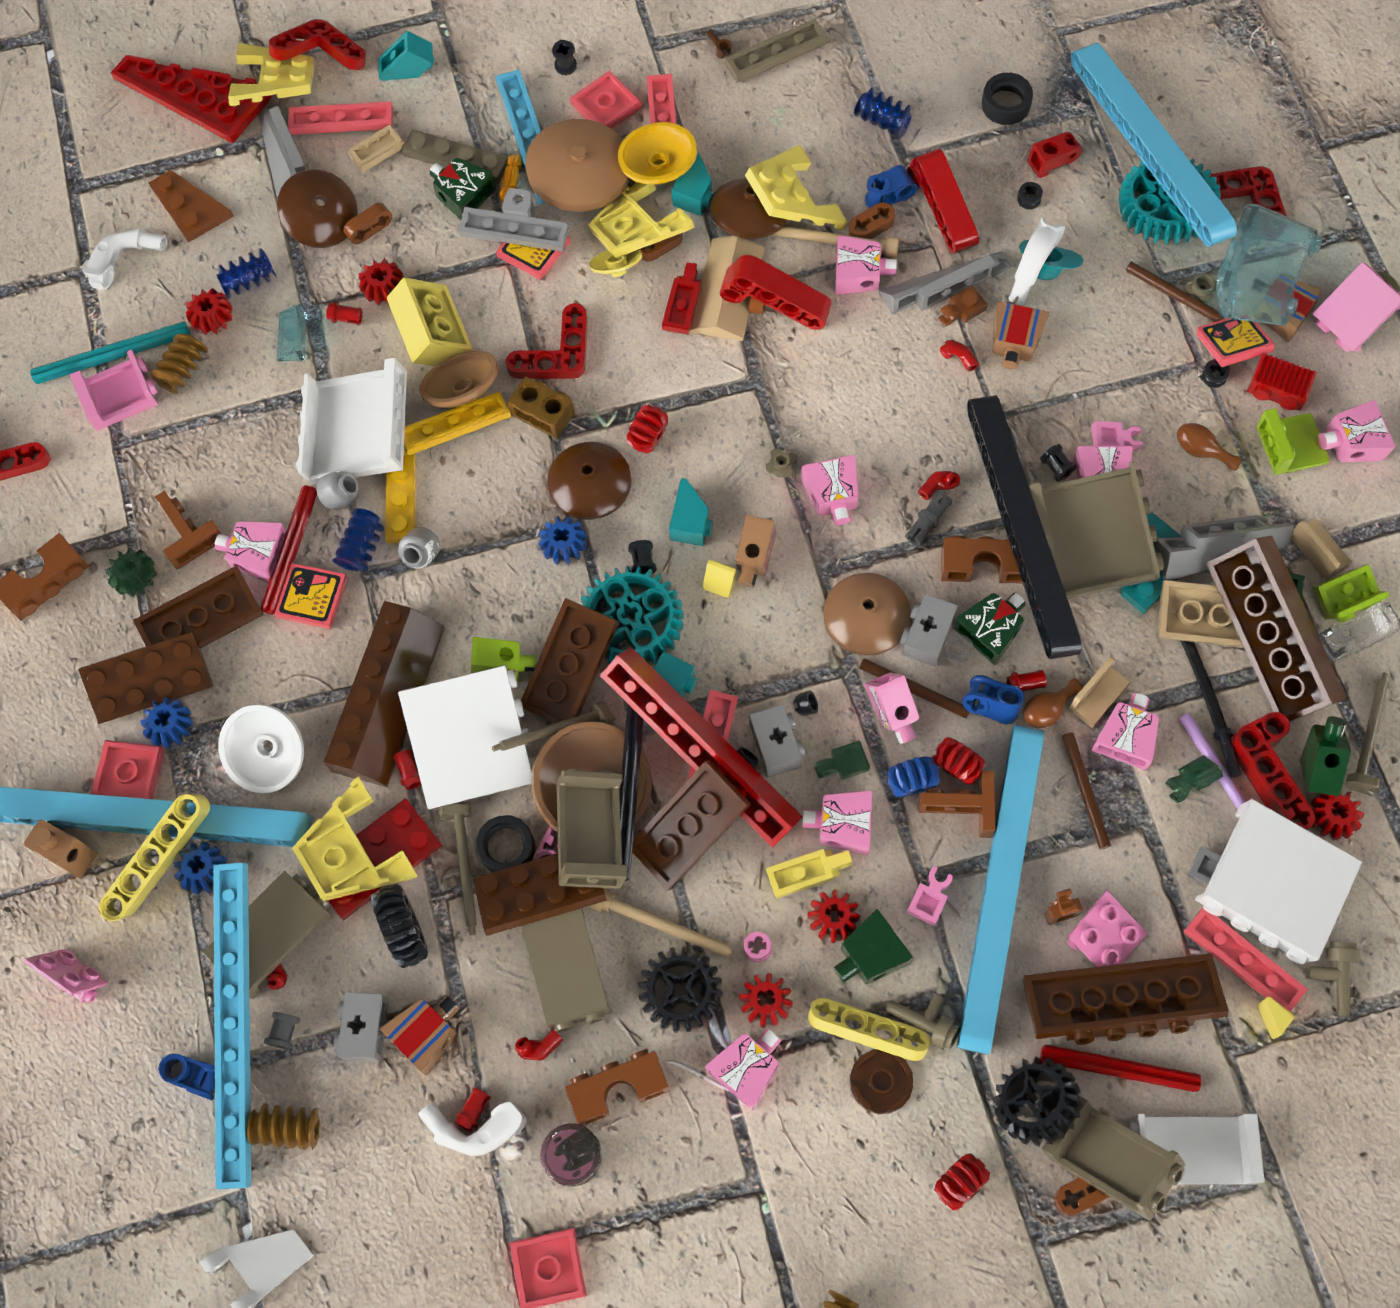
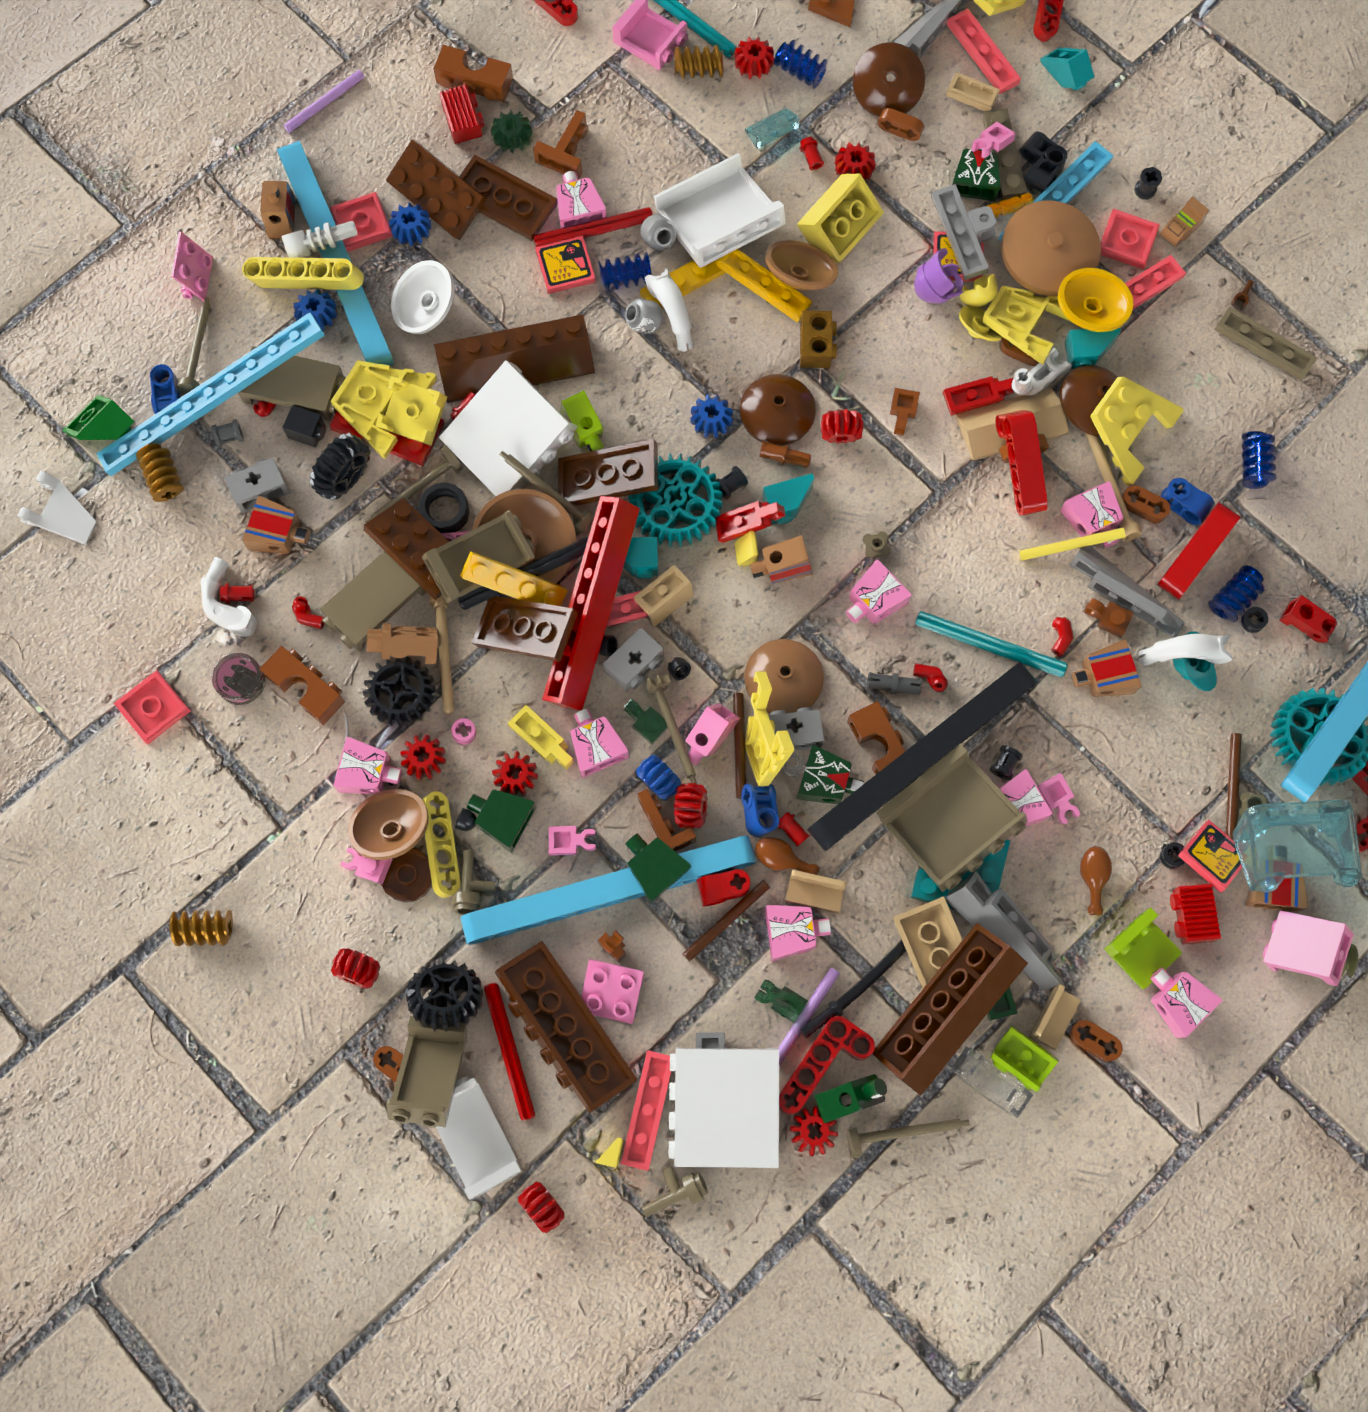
camera: 55 degrees right, 5 degrees up
(77, 611) = (461, 114): none -> red brick
(121, 843) = (299, 245): none -> white piece
(179, 1167) = (100, 421): none -> green slope
(198, 1045) = (187, 383): none -> dark tan piece
(326, 943) = (304, 426): none -> black brick
(386, 819) = (412, 411): none -> light yellow panel
(426, 508) = (672, 300): none -> white piece
(440, 151) = (993, 137): none -> bright pink plate
(486, 123) = (1041, 153): none -> black piece
(552, 271) = (933, 280): none -> medium lavender helmet
(560, 358) = (870, 331): red beam -> none
(584, 243) = (982, 293): none -> light yellow hair
(621, 49) = (1185, 222): none -> medium nougat leg
(633, 811) = (511, 581): none -> yellow plate
(637, 952) = (403, 641): none -> medium nougat hips
(641, 496) = (784, 455): none -> dark orange axle
(658, 367) = (903, 406): none -> dark orange plate
(693, 561) = (746, 519): none -> red hinge
(699, 241) = (1040, 376): none -> white piece
(724, 676) = (664, 595): none -> tan panel
(806, 1070) = (388, 824): none -> medium nougat dish
(815, 733) = (657, 687): none -> dark tan piece
(855, 991) = (465, 820): none -> black hinge
(855, 1113) = (367, 868): none -> bright pink plate
(878, 299) = (1072, 544): none -> light yellow bar
(934, 417) = (991, 644): none -> teal axle
(934, 661) = (764, 748): none -> light yellow wing
(1001, 193) = (1237, 594): none -> clear blue piece
(1007, 82) = (1351, 539): black tyre -> none
(1010, 822) = (655, 865): none -> dark green torso
(1053, 777) = (717, 888): none -> red piece
(1301, 1112) = (541, 1207): none -> red gear
(1354, 521) = (1092, 1045): none -> dark orange beam

